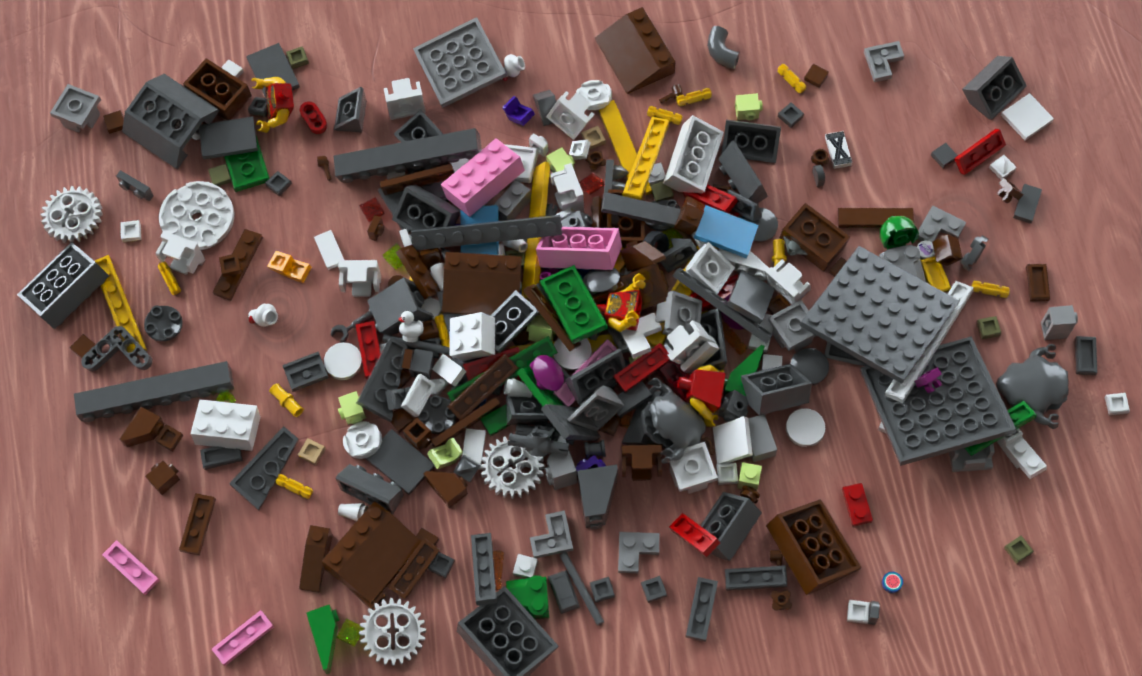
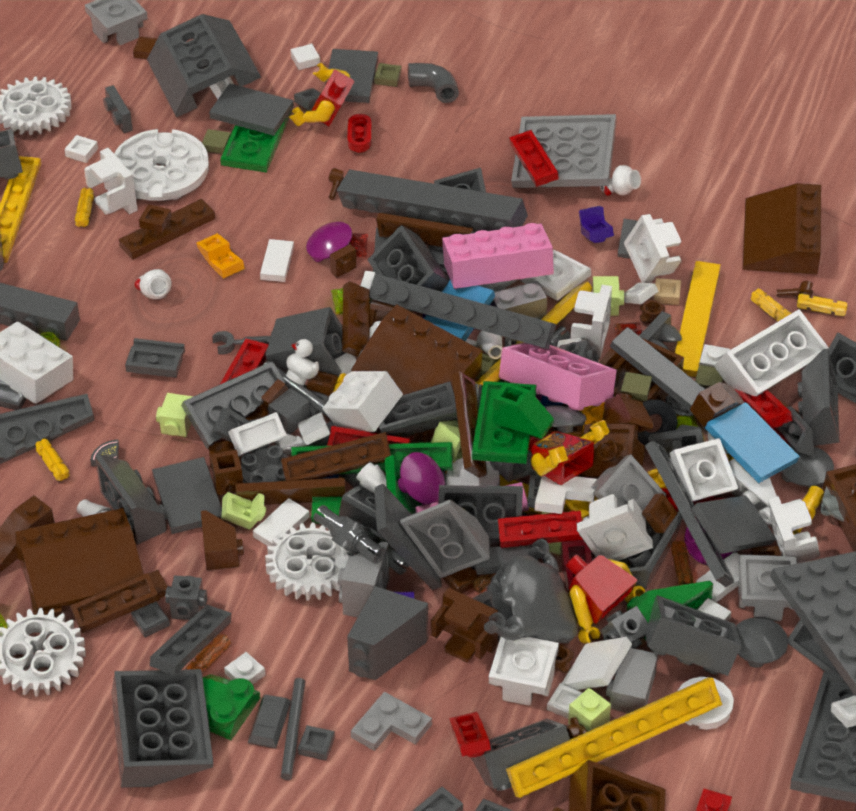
camera: 30 degrees right, 20 degrees down
(163, 323) = (43, 243): dark grey dish -> none
(218, 88) = (277, 60): reddish brown brick -> none
(278, 183) = (272, 176): dark grey tile -> none
(286, 400) = (112, 374): yellow pin -> none
(311, 451) = (97, 435): tan tile -> none
(326, 461) = (108, 448): none -> dark grey tile
(333, 44) = (435, 77): none -> dark grey cylinder
(343, 361) = (203, 368): white tile -> none
(351, 111) = (408, 146): dark grey slope -> none
(355, 217) = (328, 240): none -> magenta dish
(361, 275) = (287, 288): white panel -> none
(362, 440) = (162, 452): white tile -> none
(404, 100) = (471, 152): white panel -> none
(447, 81) = (533, 158): none -> red plate
(459, 544) = (186, 597): none -> dark grey brick
(466, 468) = (256, 535): dark grey tile -> none
(540, 143) = (597, 264): white plate -> none
(557, 540) = (300, 662): light grey plate -> none
(587, 296) = (521, 411): none -> green slope
(596, 93) = (700, 249): white tile -> none
(596, 449) = (424, 592): dark grey bush -> none
(633, 230) = (636, 386): none -> olive tile
(646, 158) = (712, 330): yellow tile -> none
(653, 589) = (379, 775): dark grey tile -> none
(699, 357) = (625, 550): white tile -> none
(707, 317) = (659, 513): none -> reddish brown plate
(776, 486) = (614, 737): none -> yellow tile

